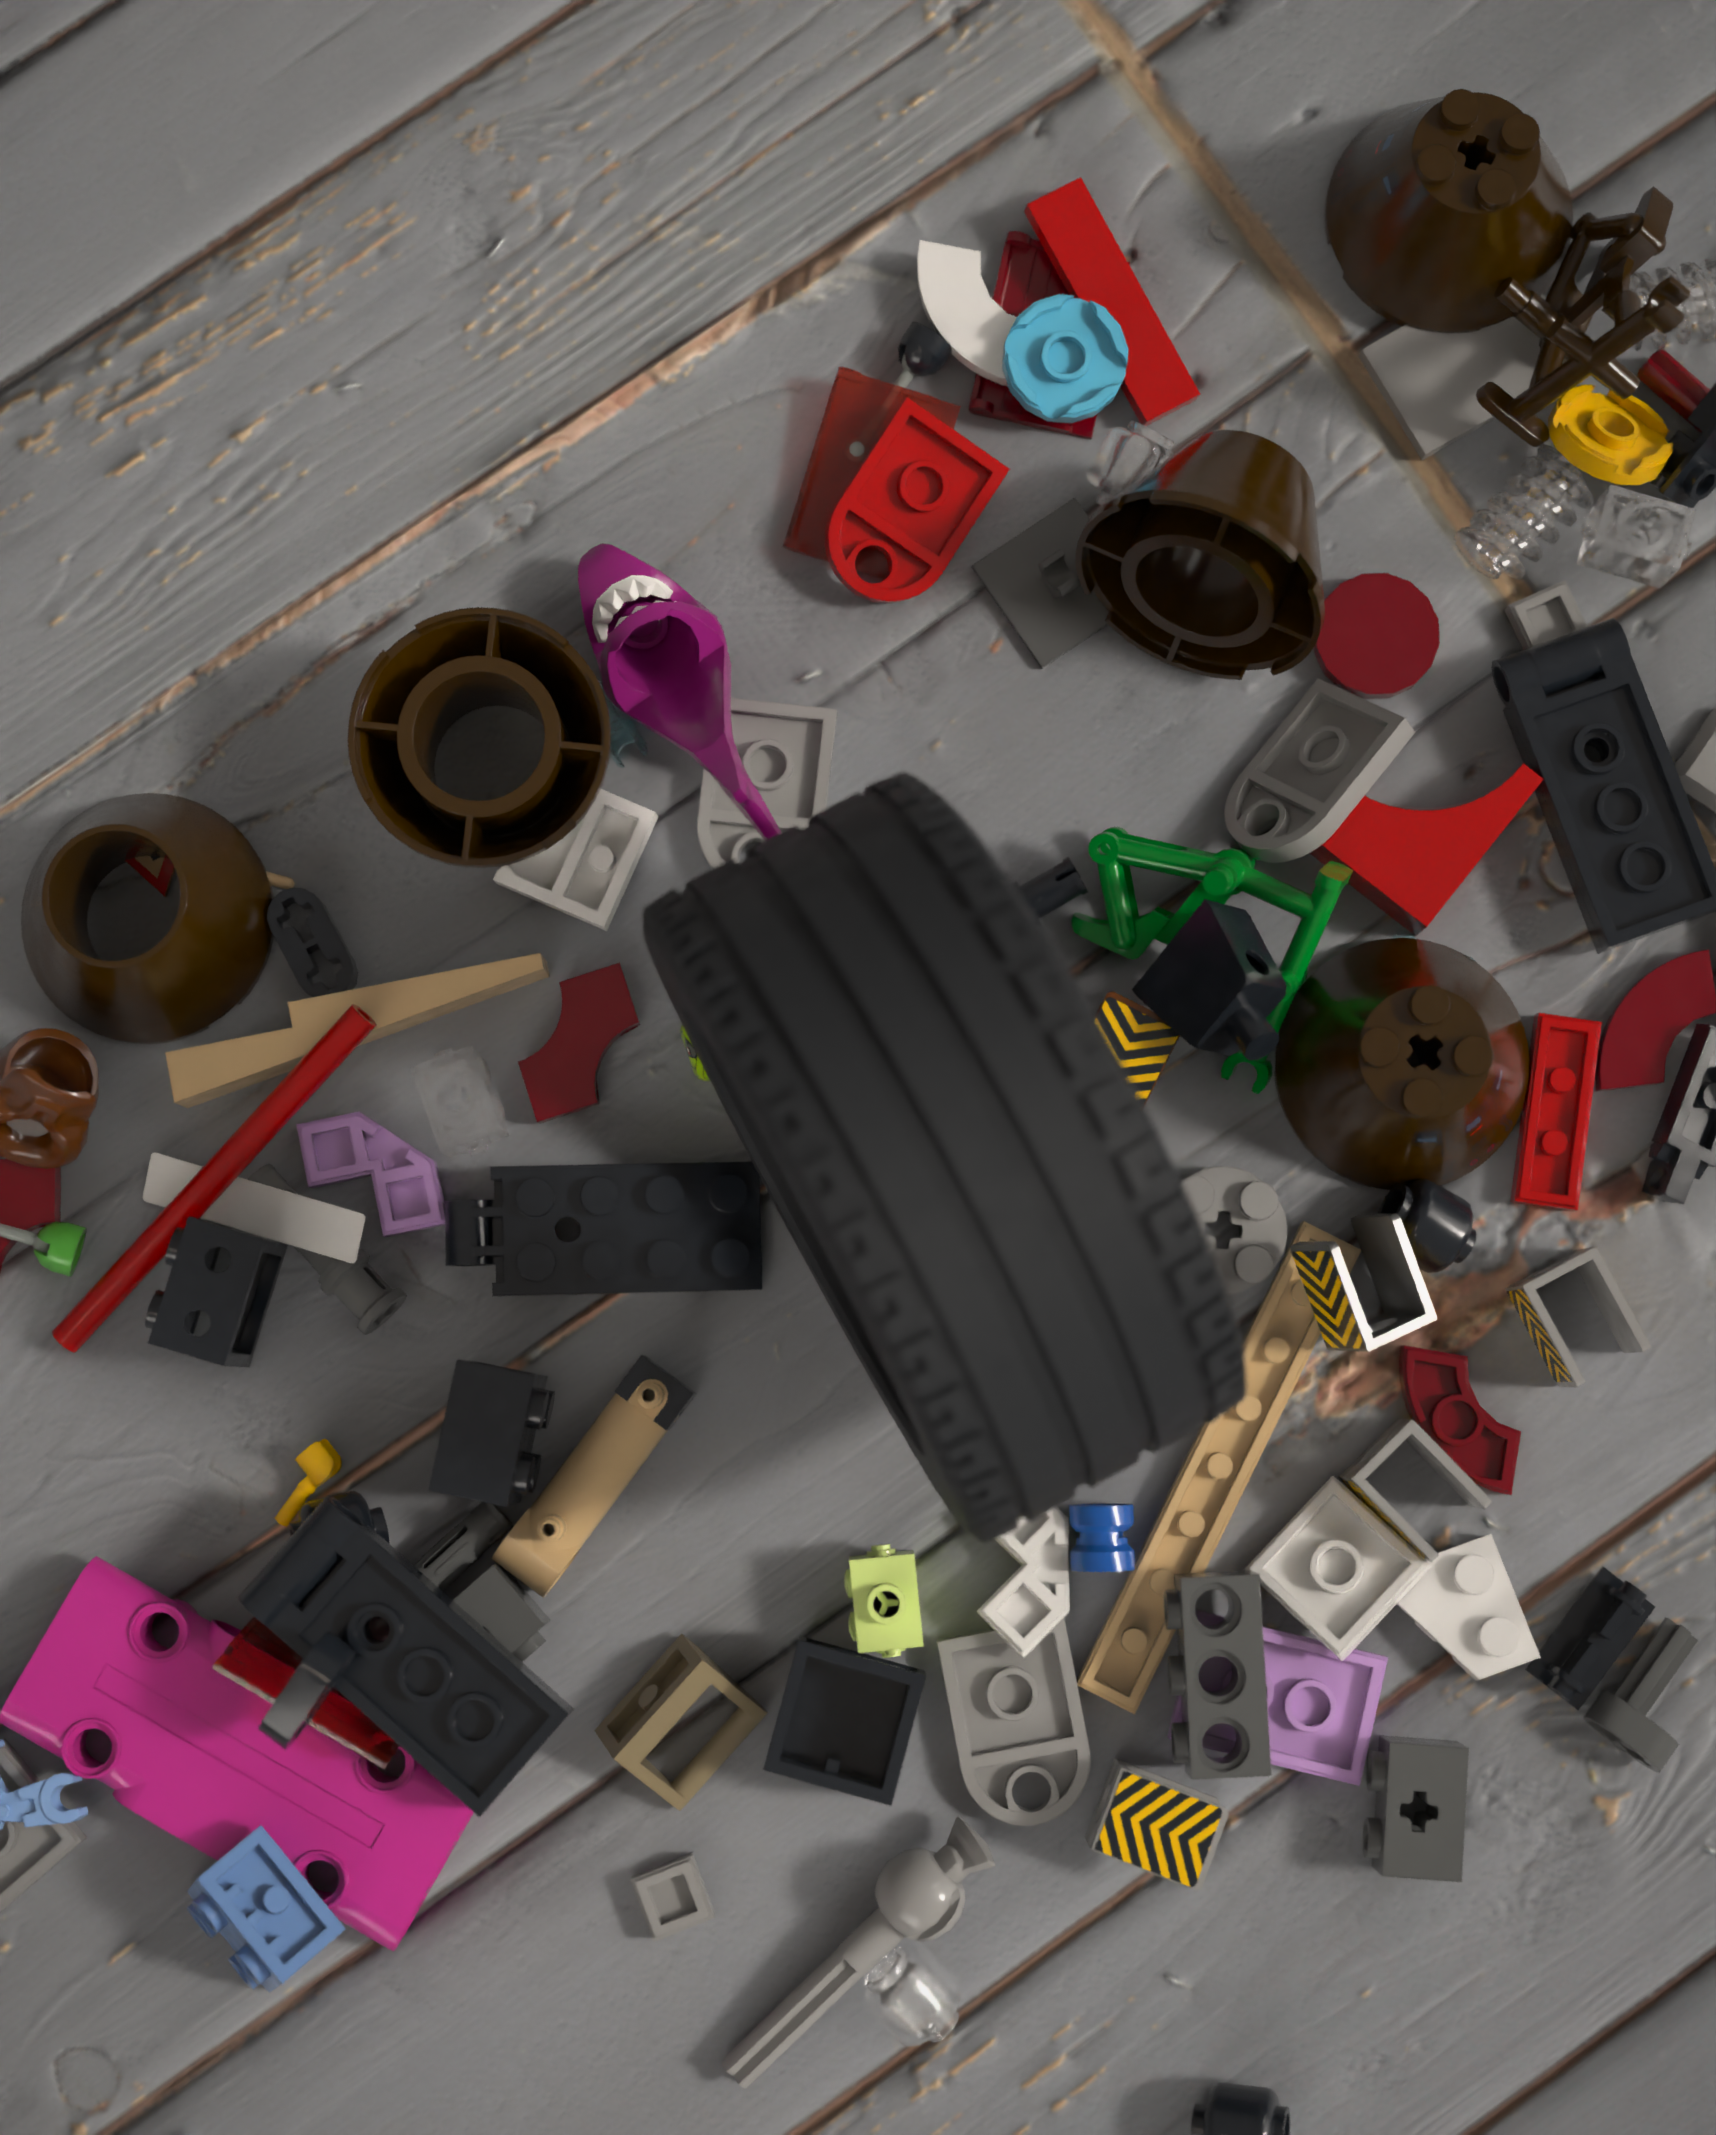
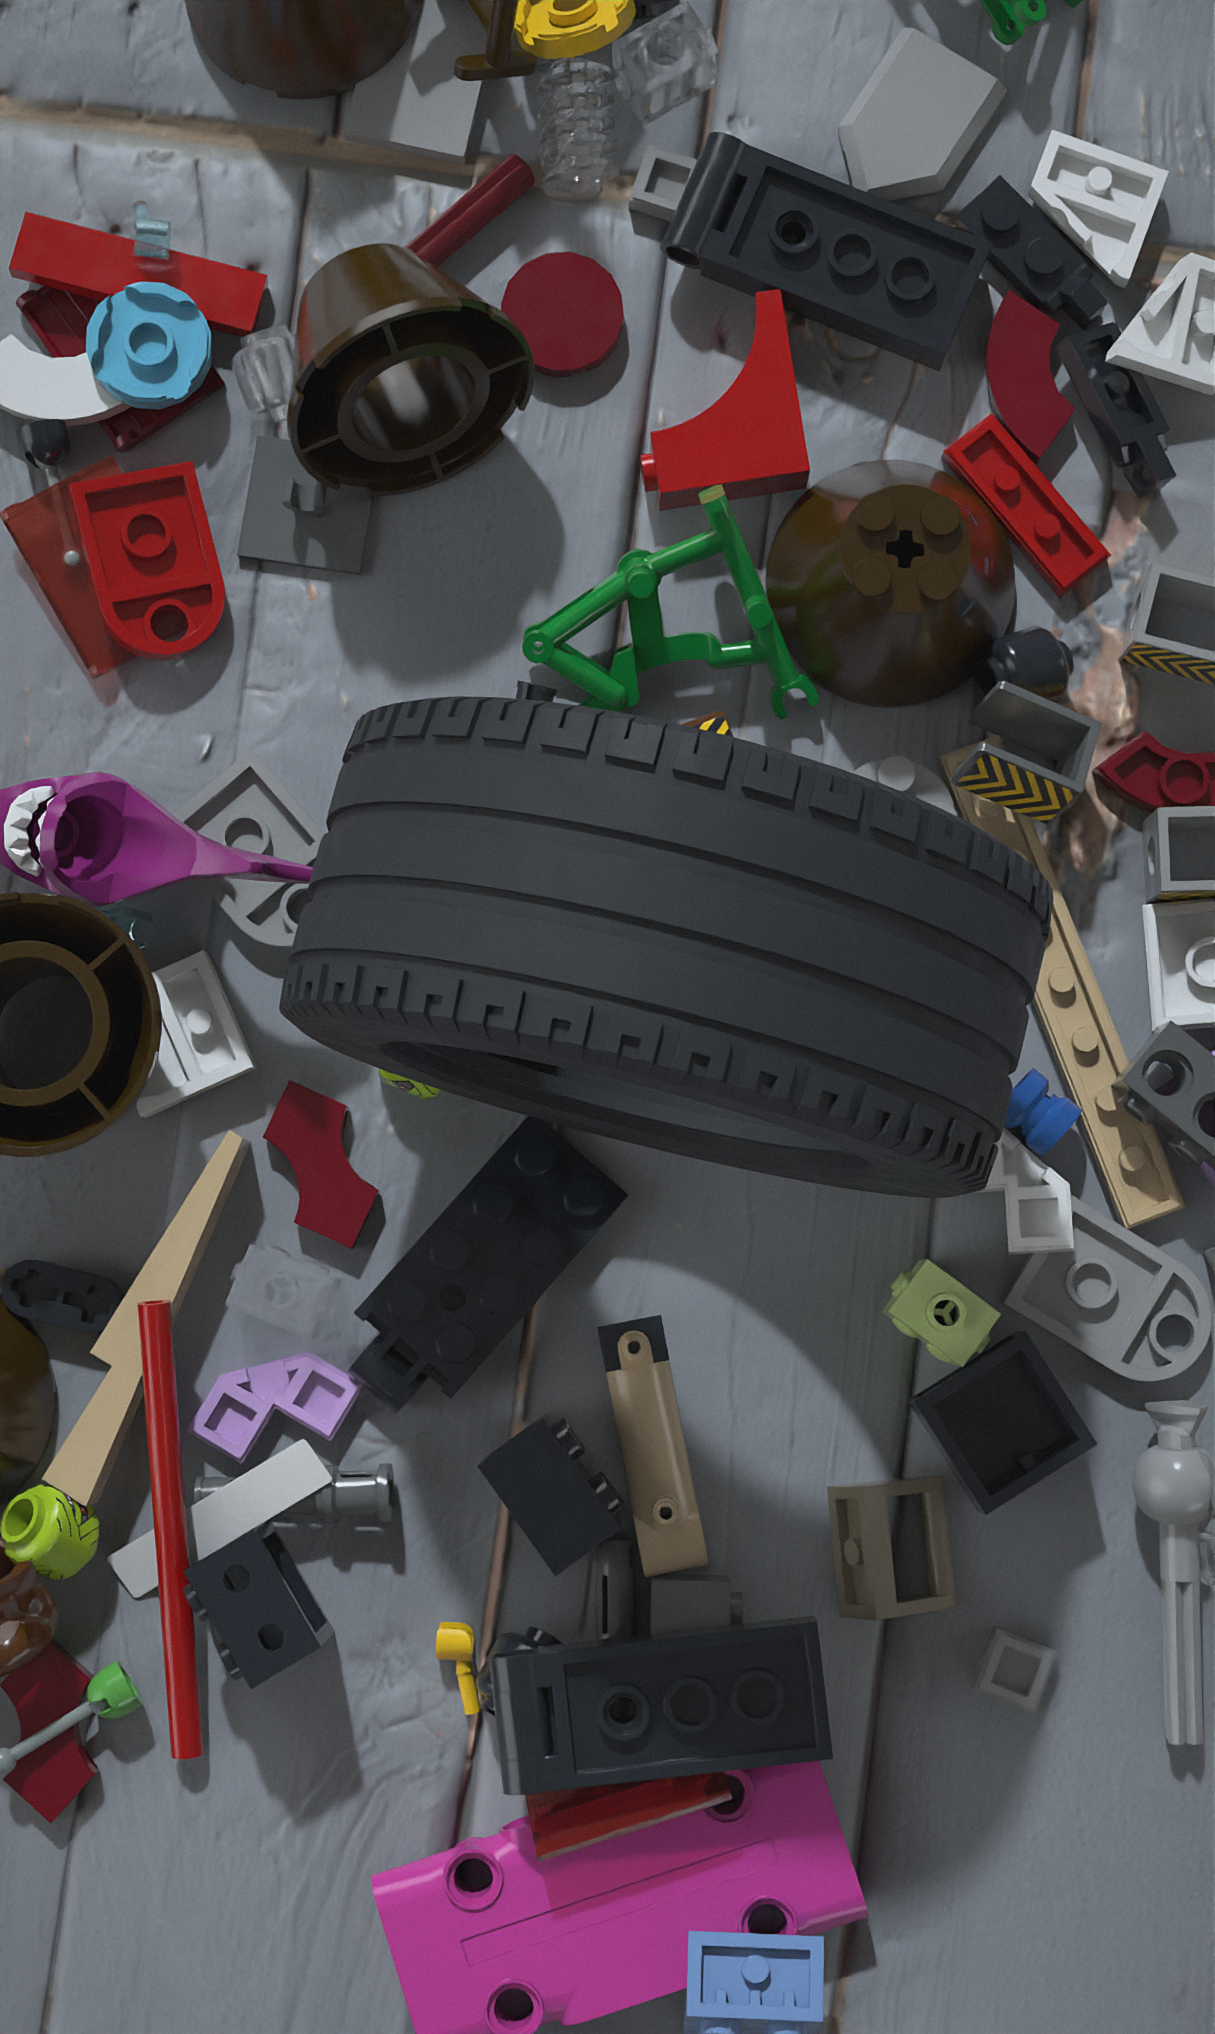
camera: 45 degrees left, 0 degrees up
(132, 1094) = (50, 1531): none -> lime head
(307, 1690) = (623, 1803): black beam -> none
(1148, 284) = (152, 235): none -> clear light blue hand
(1216, 983) = (714, 655): black torso -> none
(1312, 772) = (621, 448): light grey tile -> none
(1388, 498) = (473, 211): none -> dark red axle

